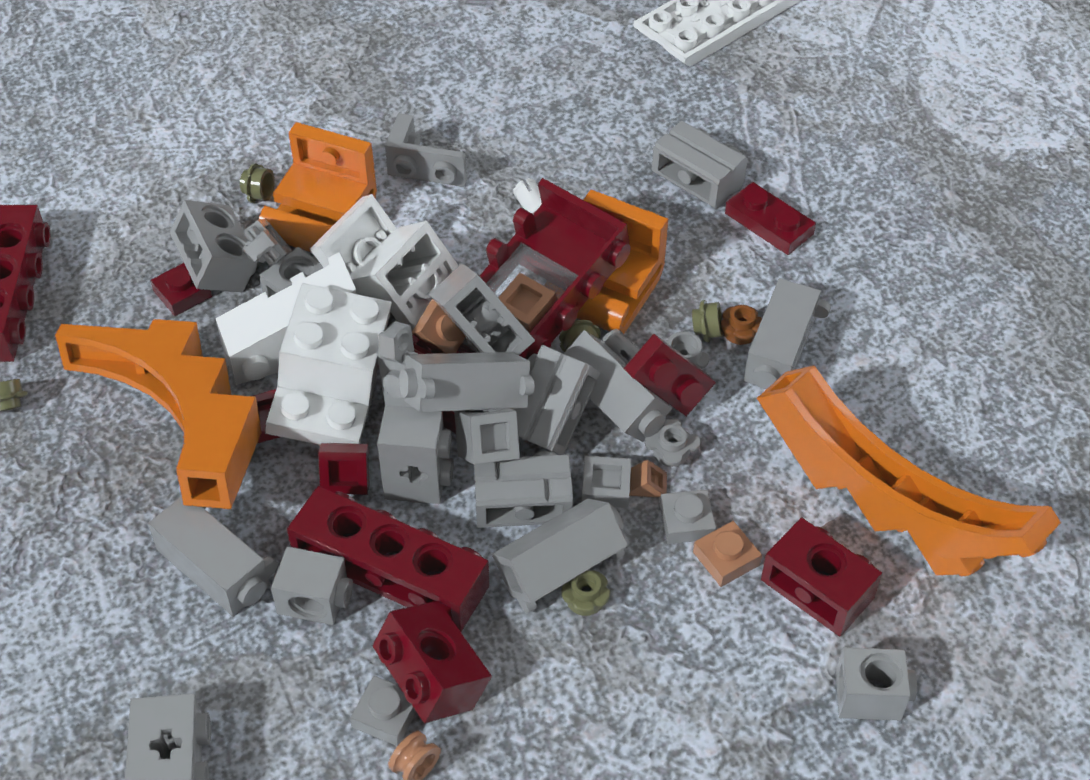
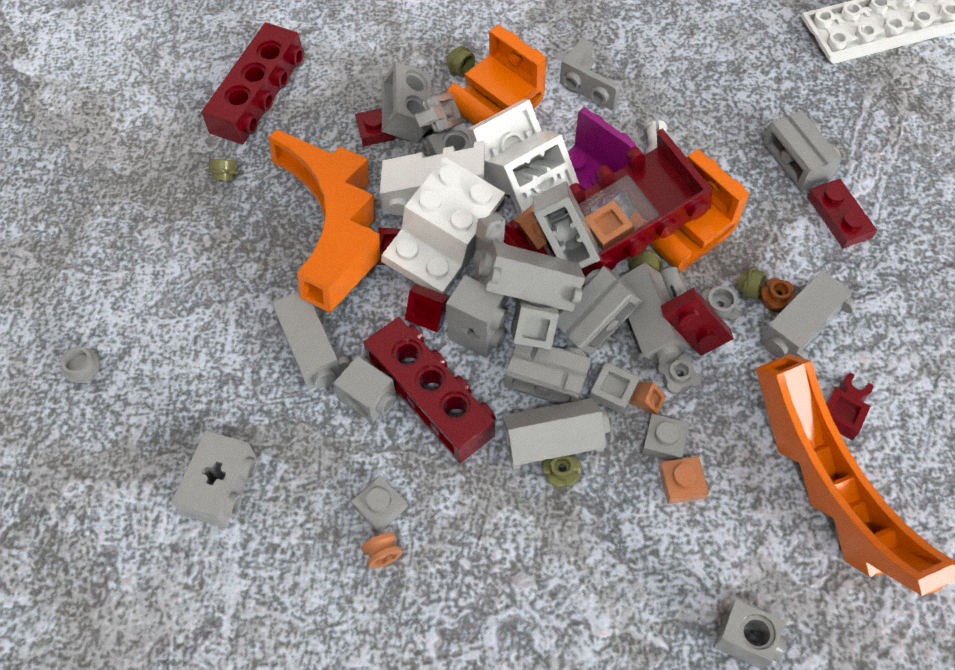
camera: 25 degrees right, 10 degrees up
(431, 661) = (430, 463): dark red brick -> none
(470, 222) = (597, 146): none -> magenta bracket
(832, 599) = (748, 552): dark red brick -> none
(870, 409) = (848, 407): none -> dark red plate

